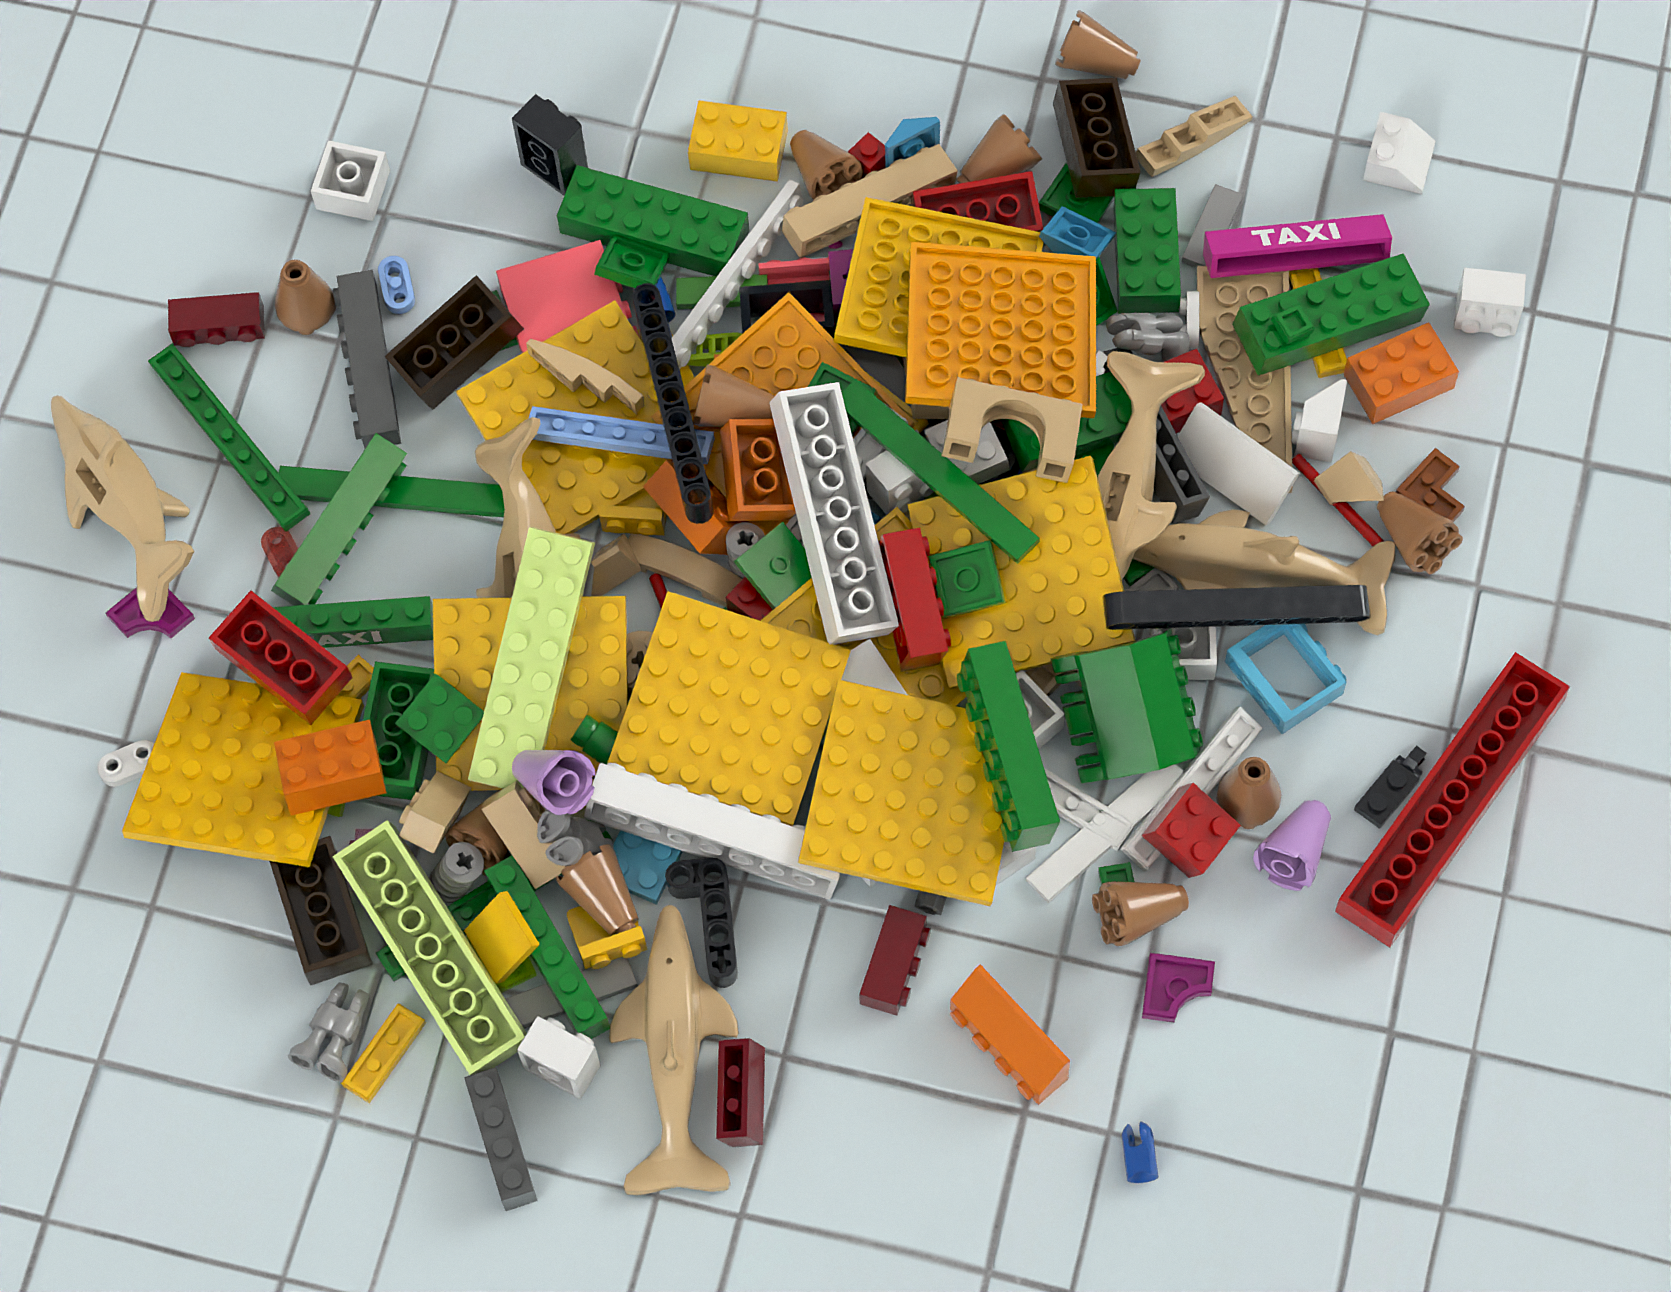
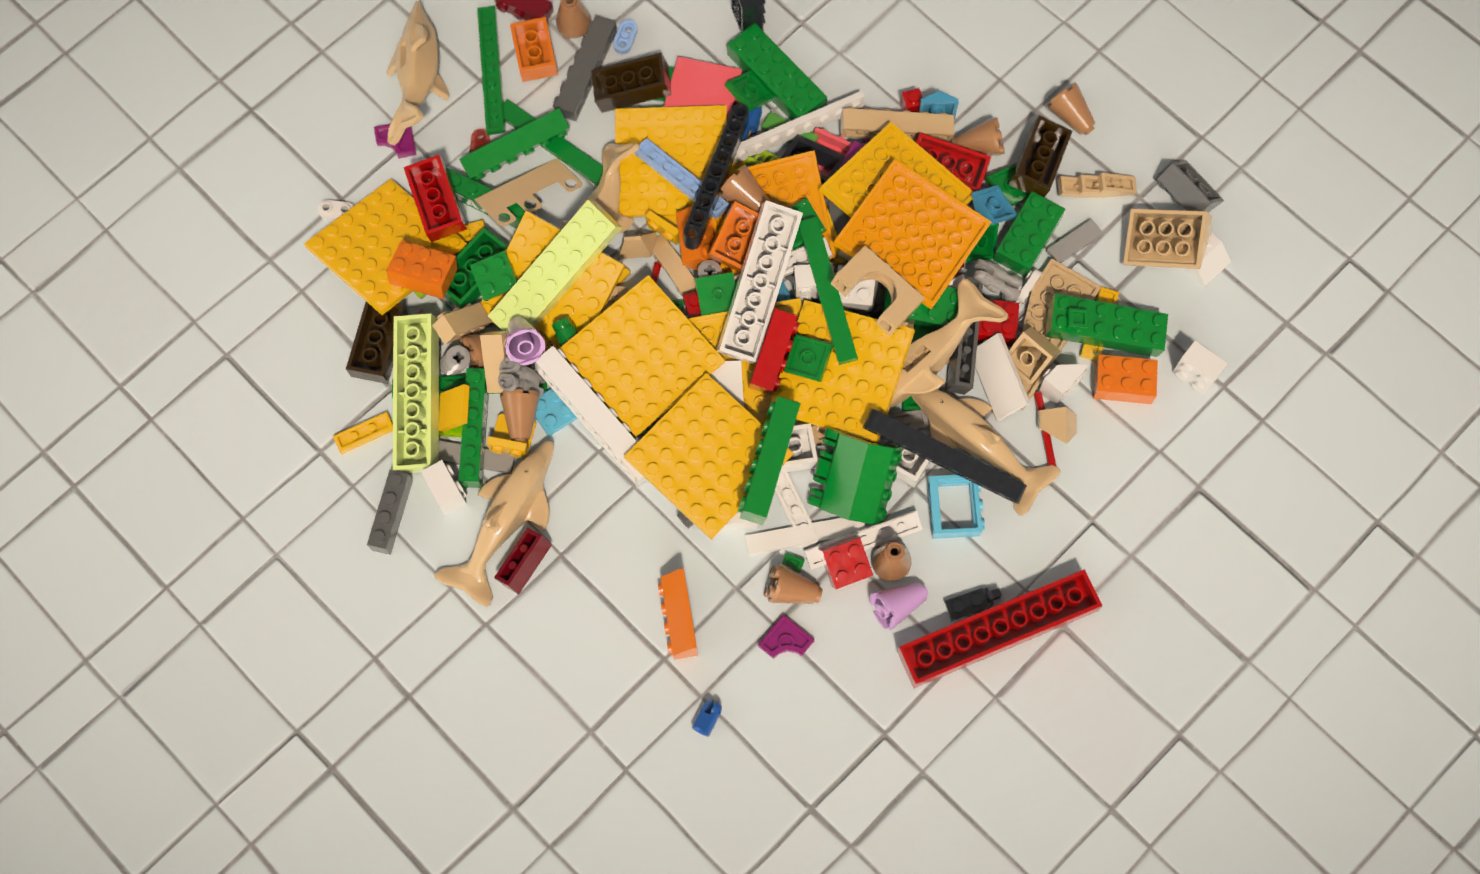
camera: 30 degrees right, 5 degrees up
(276, 373) = (533, 49): none -> orange brick
(334, 1023) = (348, 403): light grey piece -> none
(394, 576) = (523, 187): none -> tan piece
(577, 370) = (681, 133): tan slope -> none
(713, 922) = (566, 462): black beam -> none
(738, 140) = (849, 55): yellow brick -> none
(823, 164) = (885, 92): medium nougat cone -> none
(894, 960) = (647, 538): dark red brick -> none
(1260, 408) = (1032, 355): none -> tan slope
(1297, 246) = (1113, 277): dark pink brick -> none
(1320, 74) = (1189, 187): none -> dark grey slope
(1337, 154) = (1167, 238): none -> tan slope
(1418, 532) = (1076, 472): medium nougat cone -> none
(1427, 484) = (1096, 452): dark orange plate -> none

